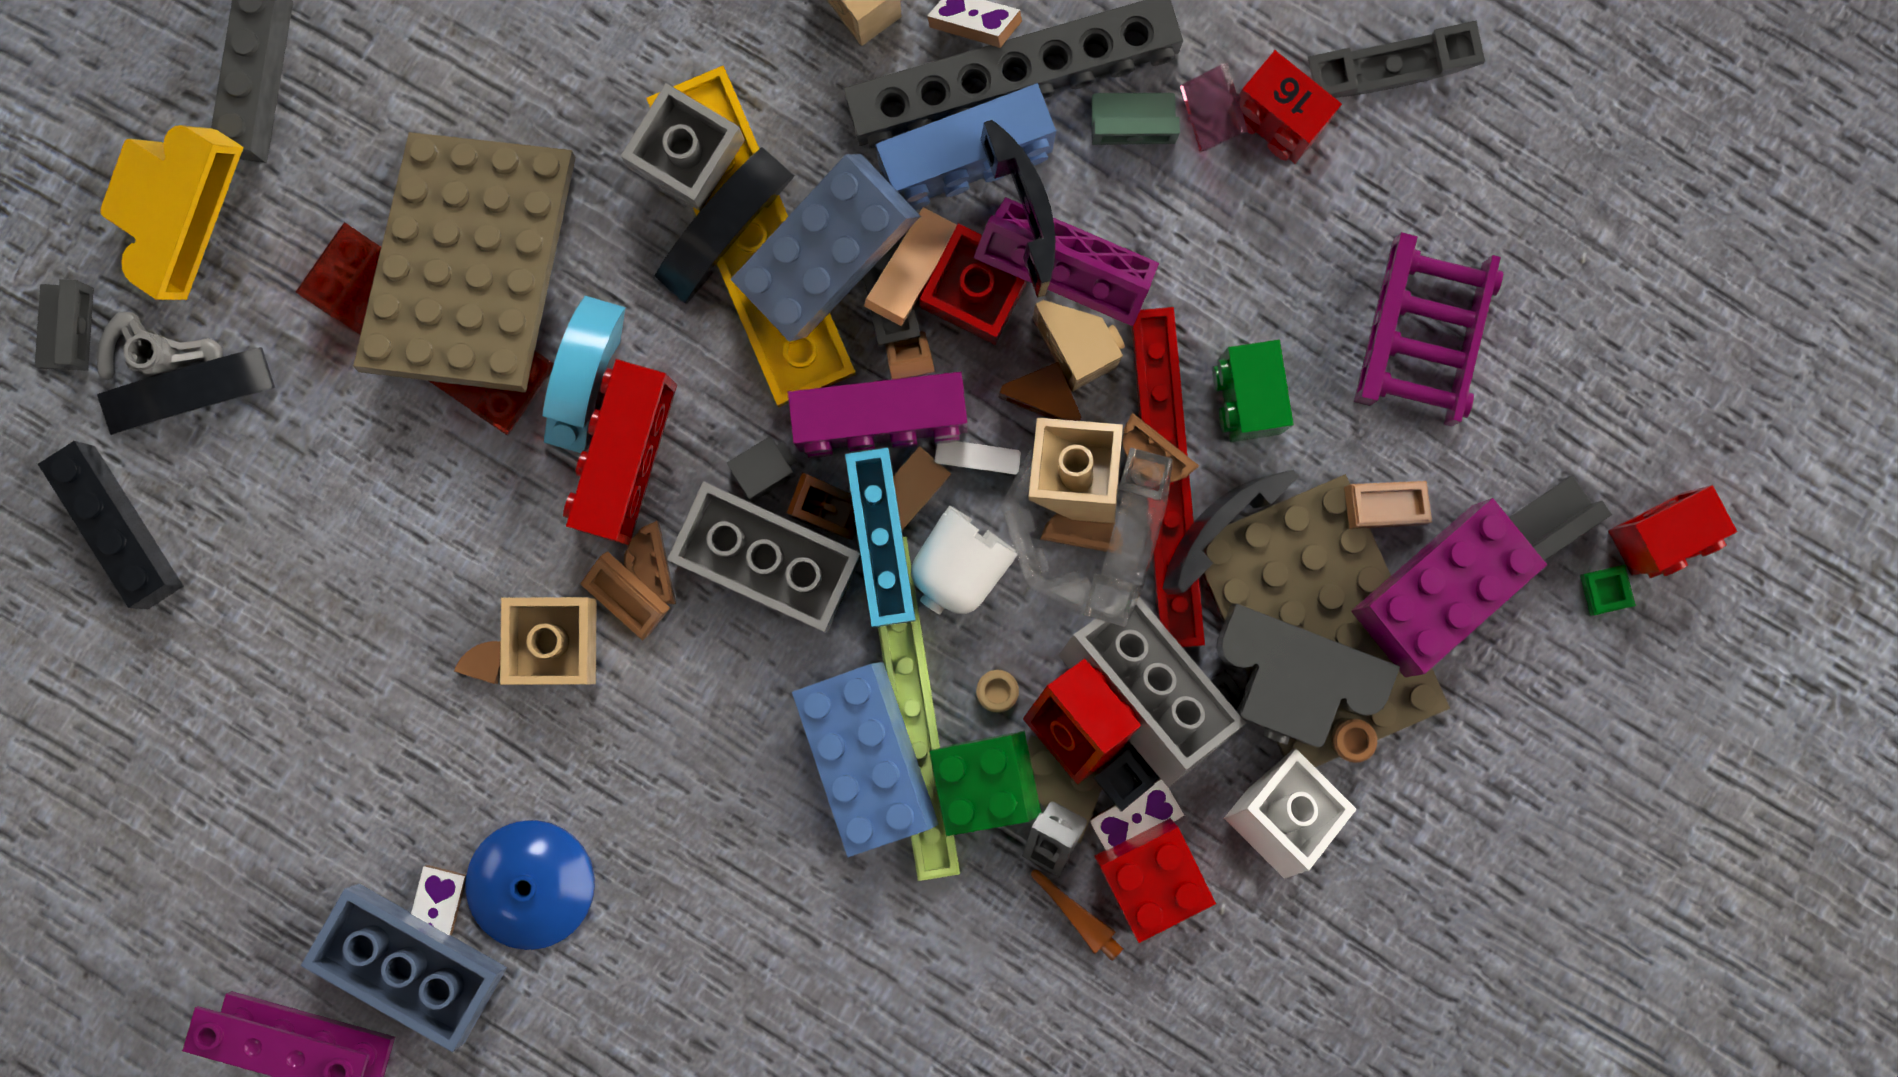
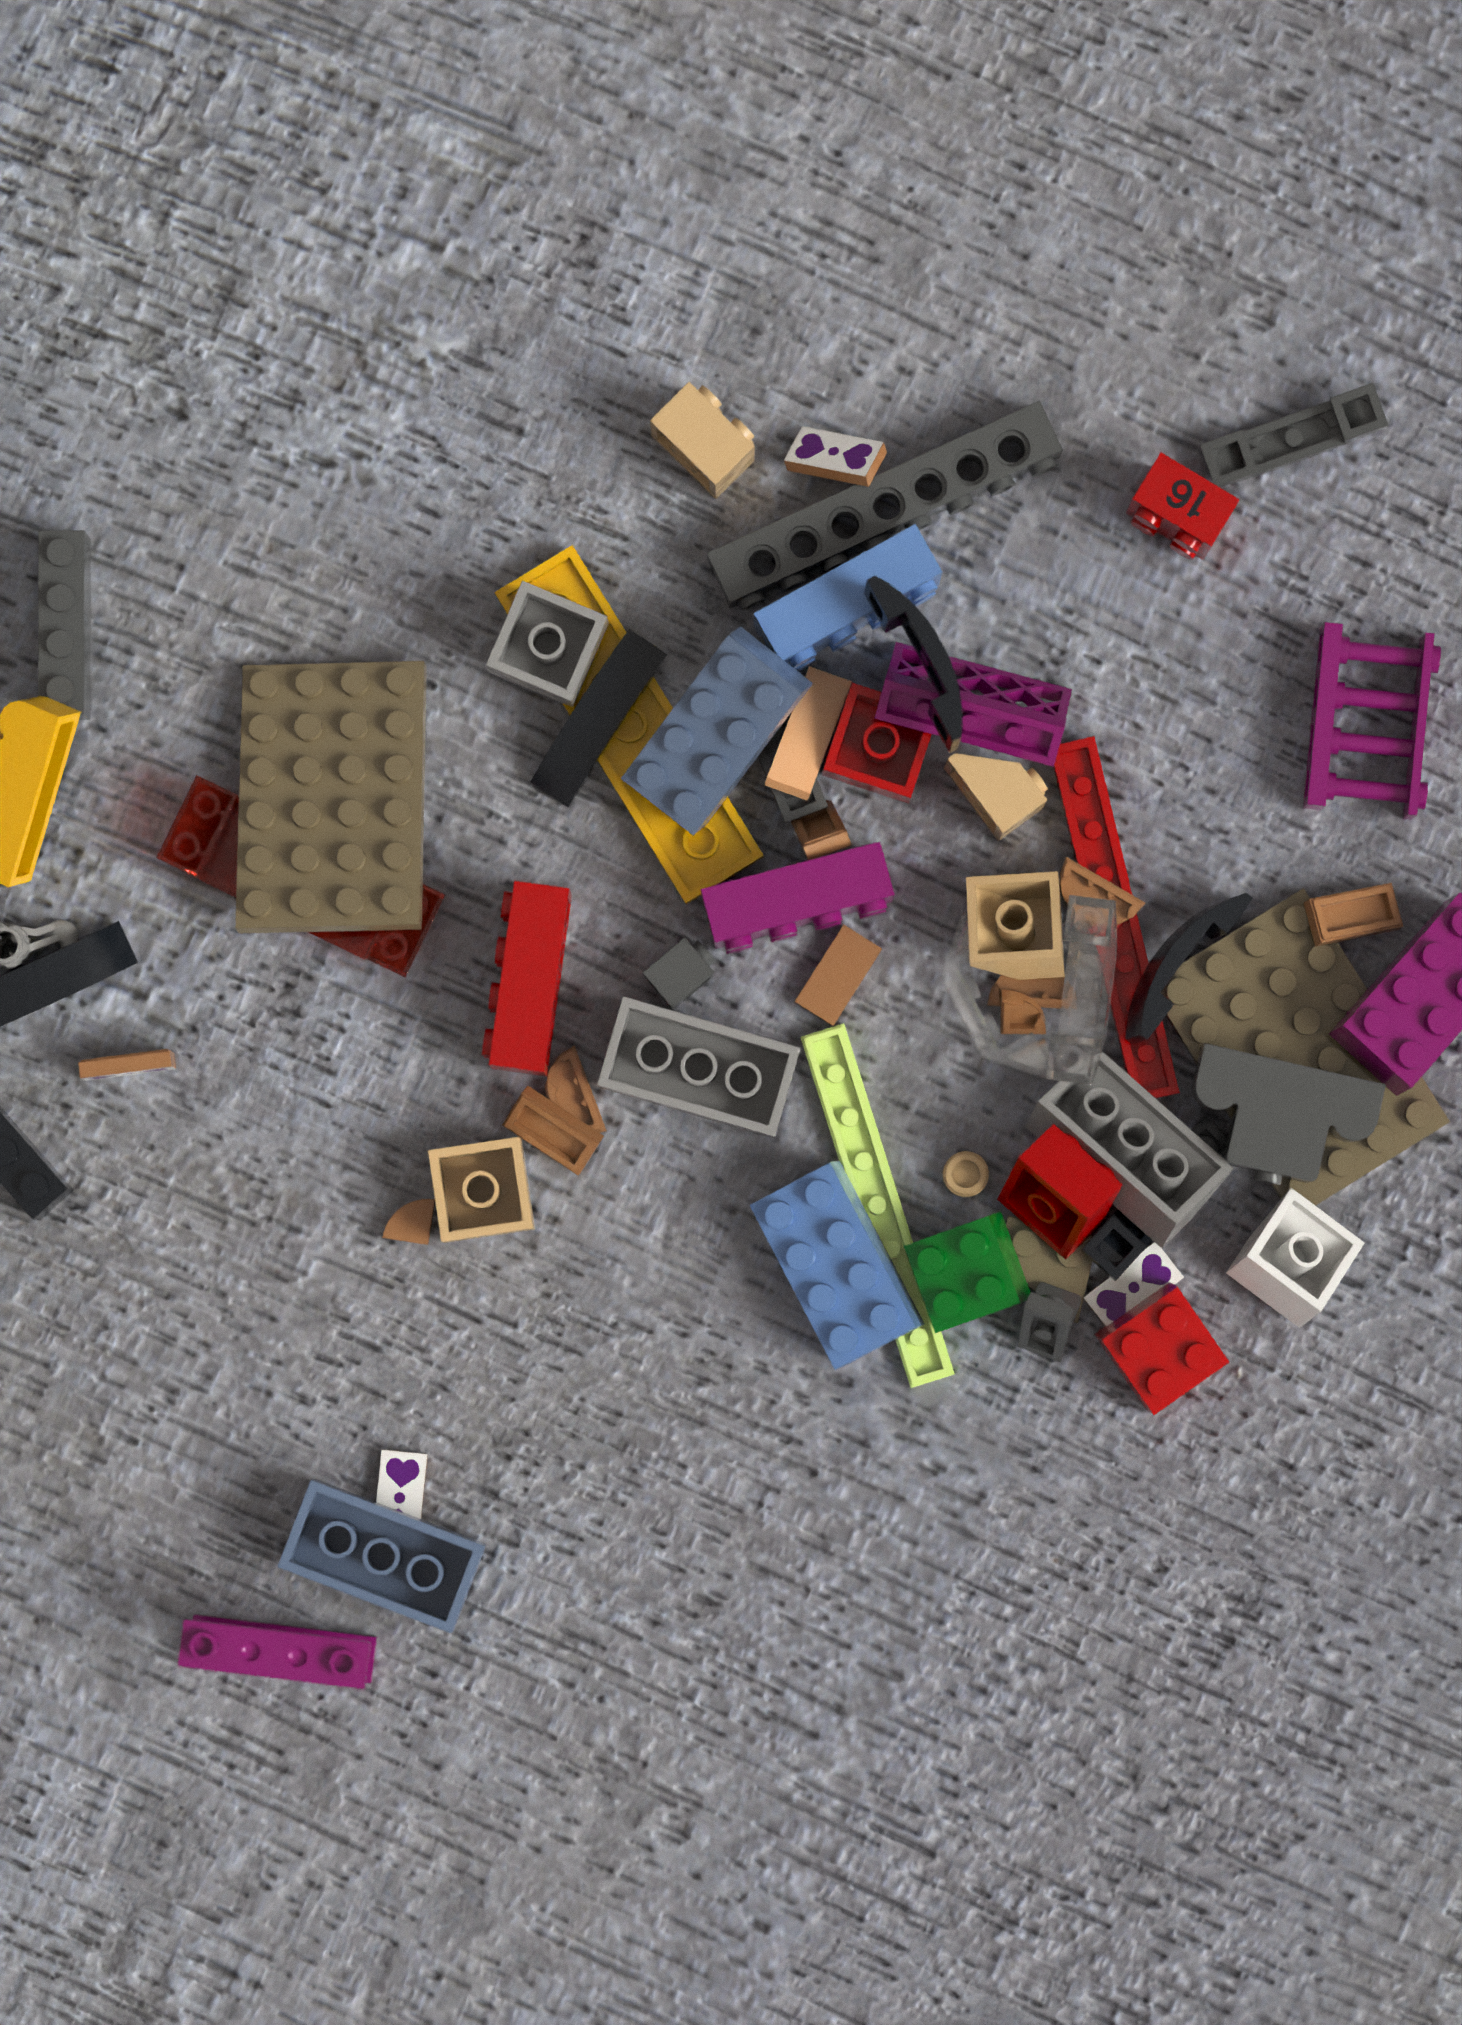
camera: 10 degrees left, 0 degrees up
(244, 478) = (127, 1064): none -> medium nougat tile
(558, 877) = (531, 1446): blue dish -> none
(578, 372) = (472, 899): medium azure arch -> none
(823, 506) = (755, 1004): reddish brown slope -> none
(880, 537) = (819, 1028): medium azure brick -> none
(959, 564) = (905, 1045): white cylinder -> none
(978, 457) = (908, 927): white sticker -> none
(1043, 393) = (968, 849): reddish brown slope -> none
(1069, 552) = (1020, 1014): none -> medium nougat tile
(1093, 930) = (1103, 1412): dark orange piece -> none
(1134, 118) = (1022, 536): sand green panel -> none
(1213, 107) = (1105, 517): clear pink piece -> none
(1253, 391) = (1191, 815): green brick -> none
(1354, 740) = (1351, 1170): medium nougat tile -> none

